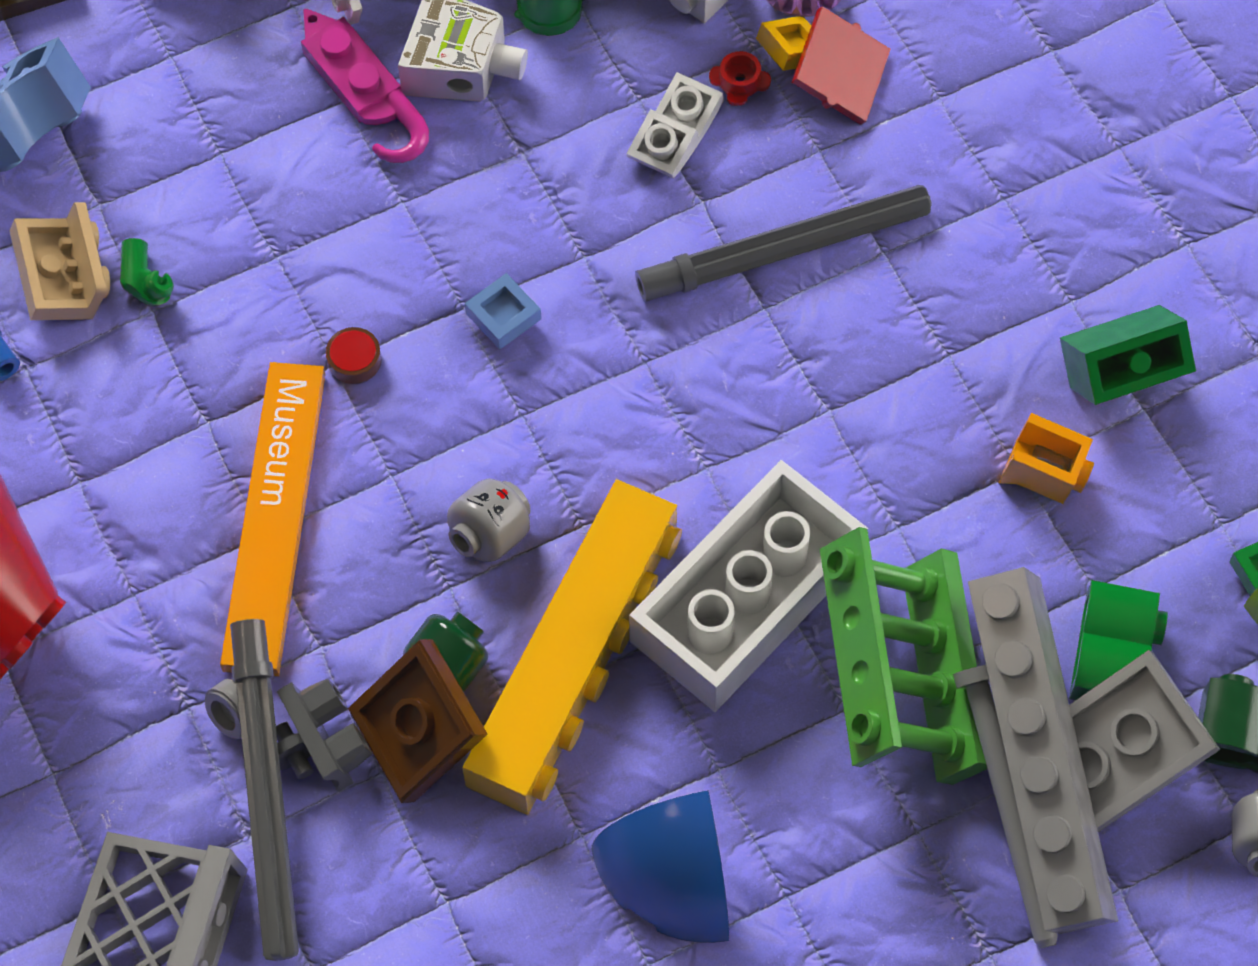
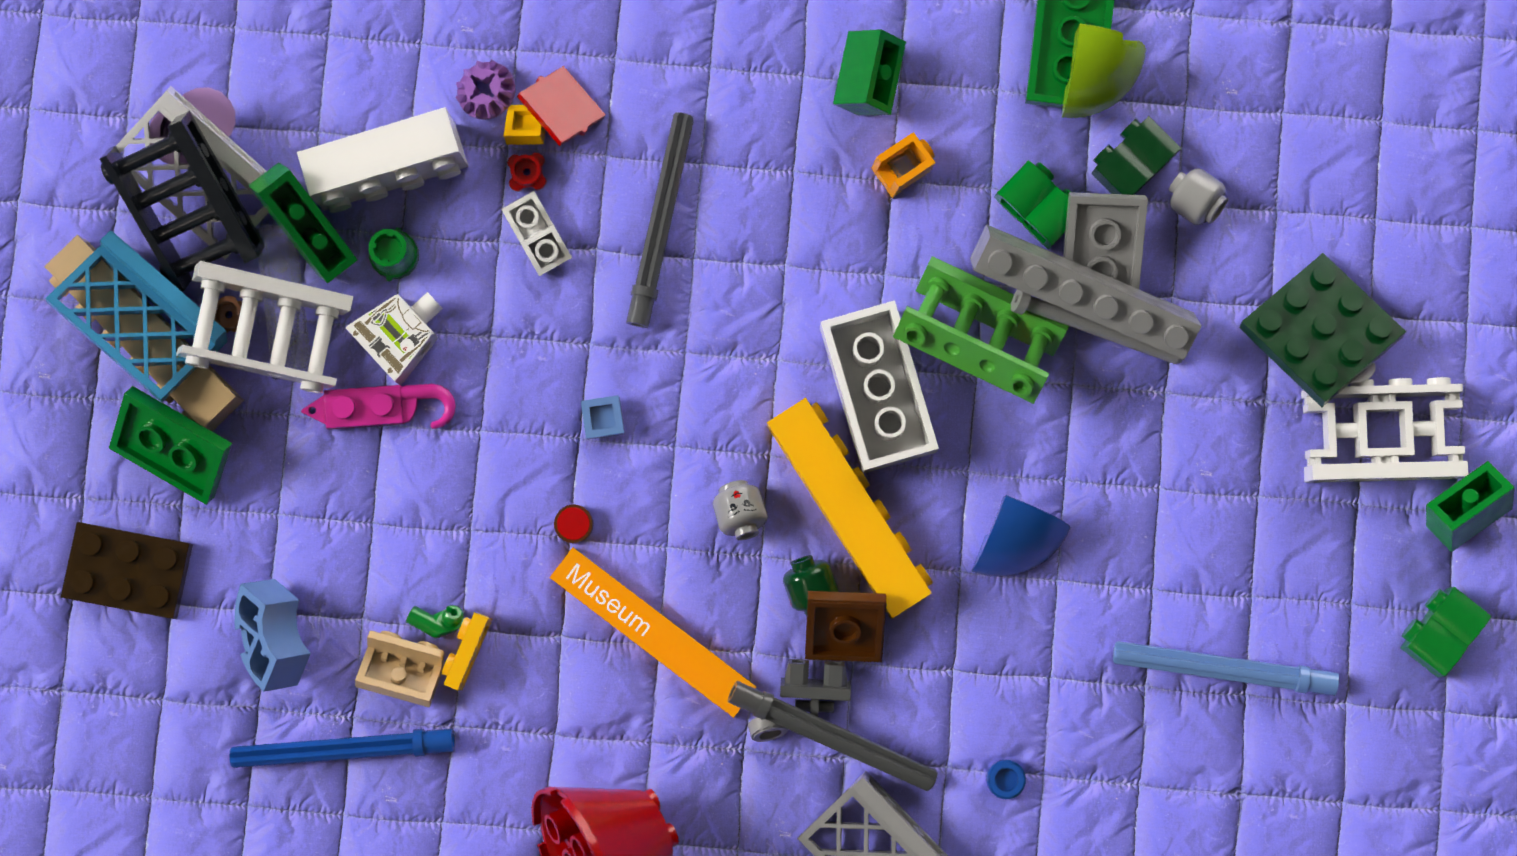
camera: 55 degrees left, 20 degrees up
(123, 323) = (472, 635): none -> yellow plate

